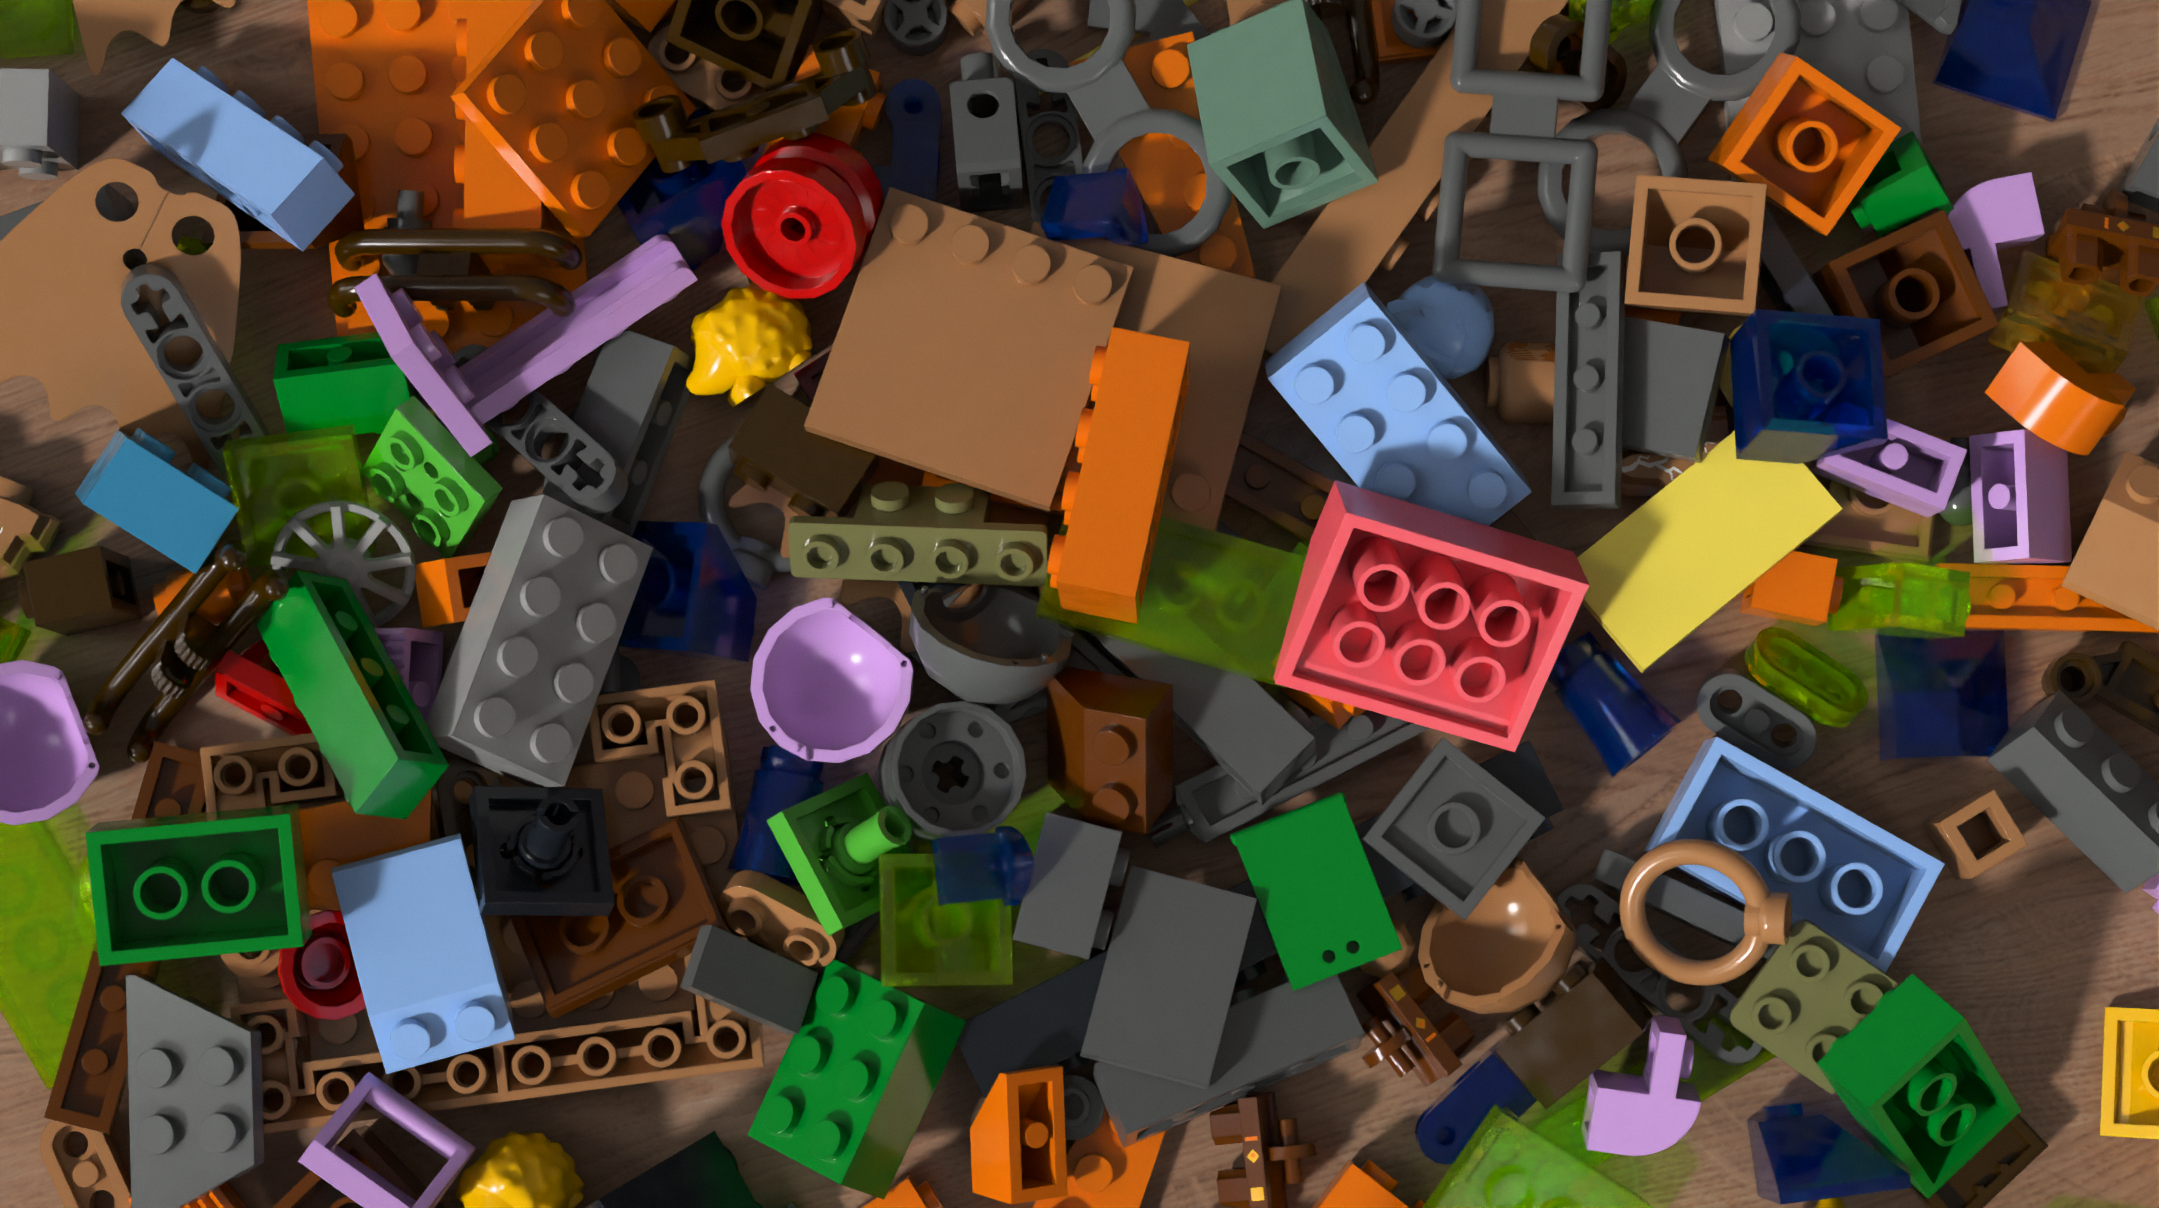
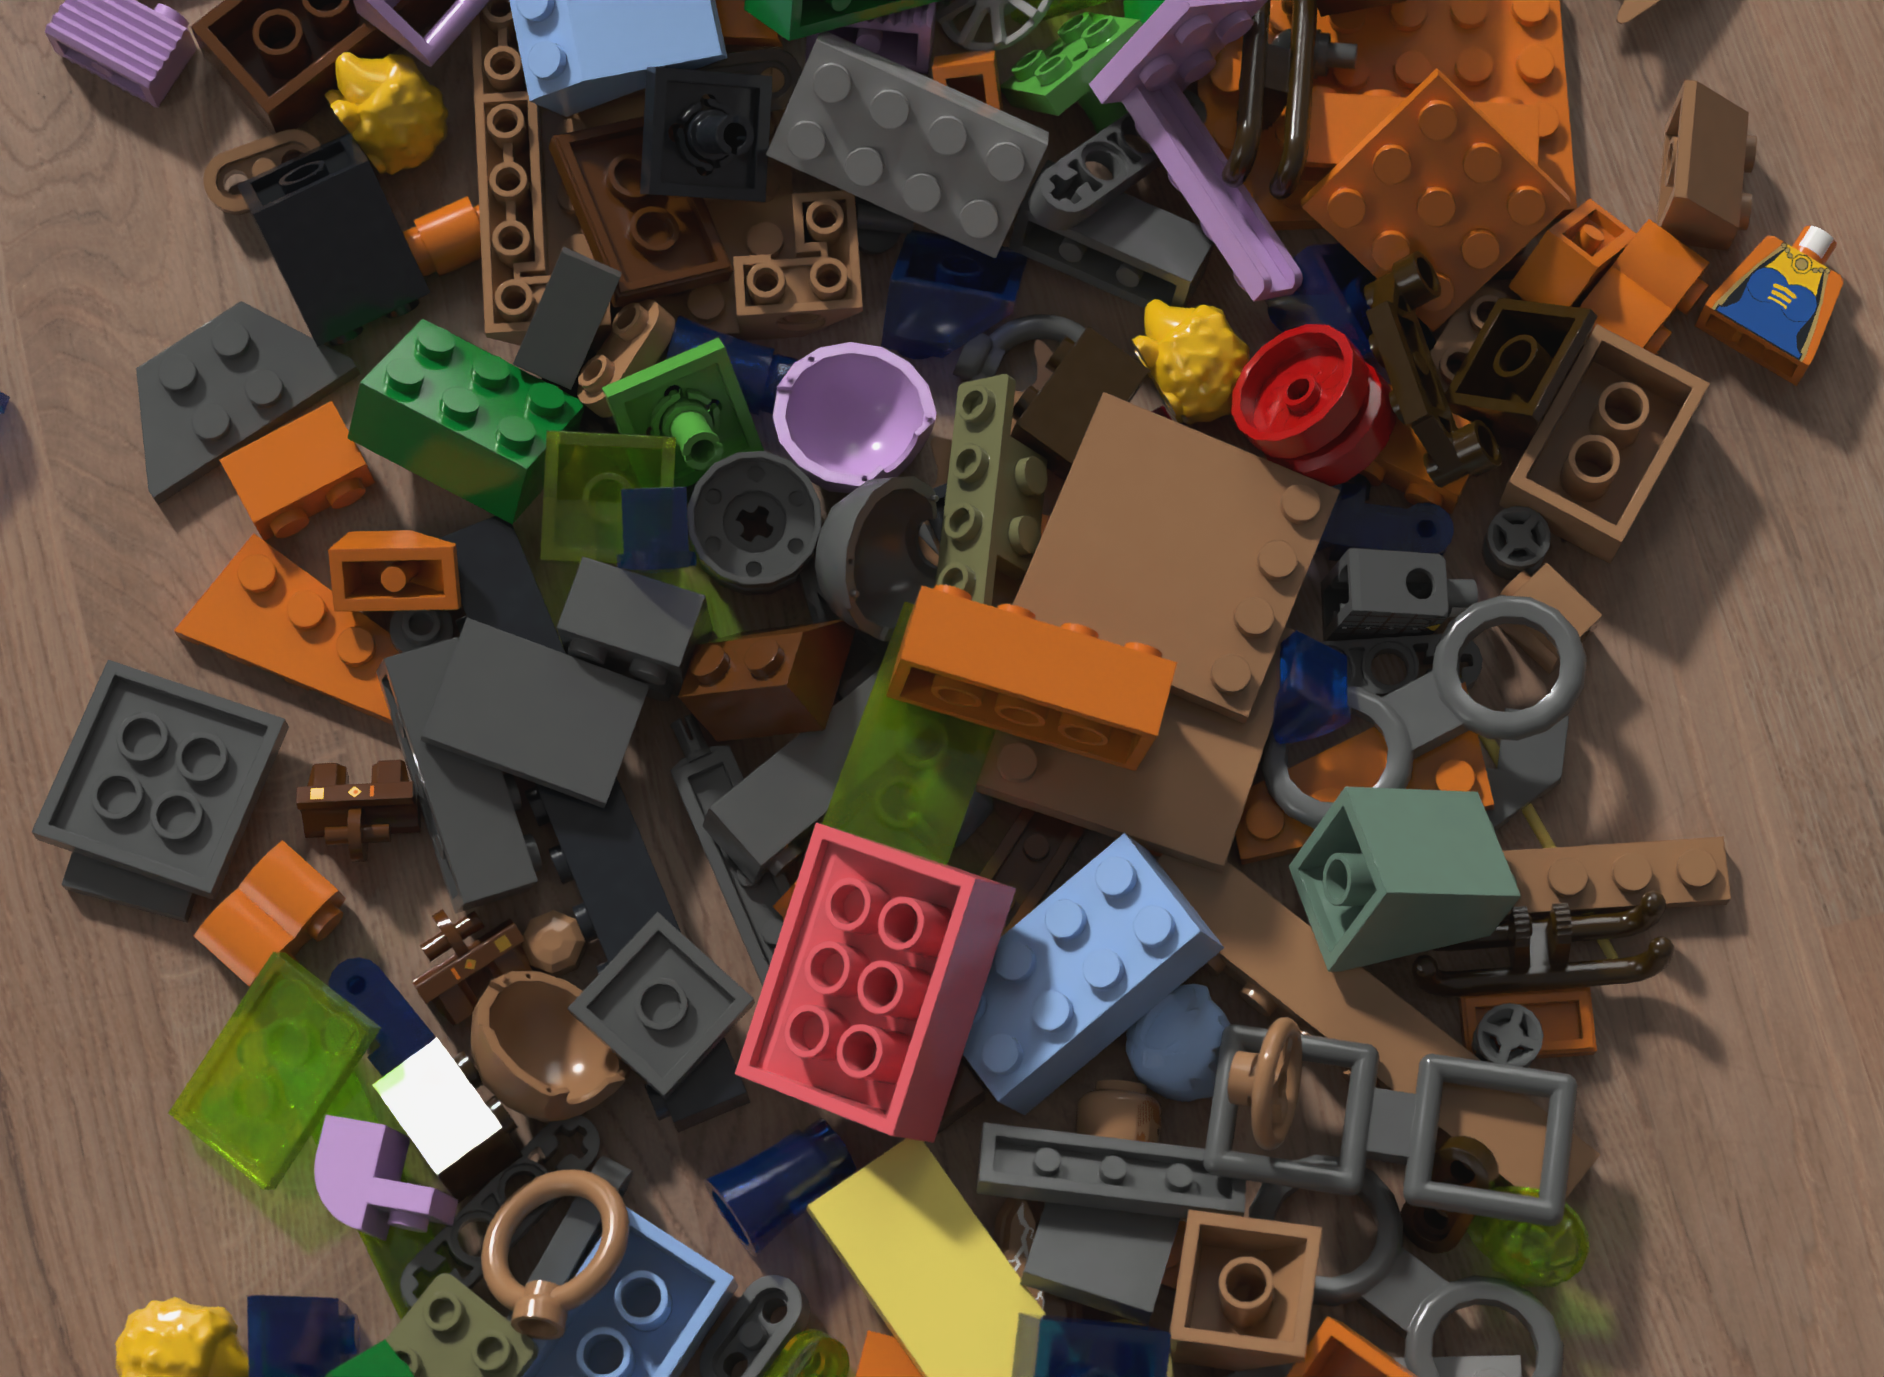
camera: 100 degrees right, 10 degrees down
(648, 1121) = (446, 238): none -> orange brick
(1316, 891) = (610, 867): green container -> none
(1501, 230) = (1269, 1082): none -> medium nougat piece

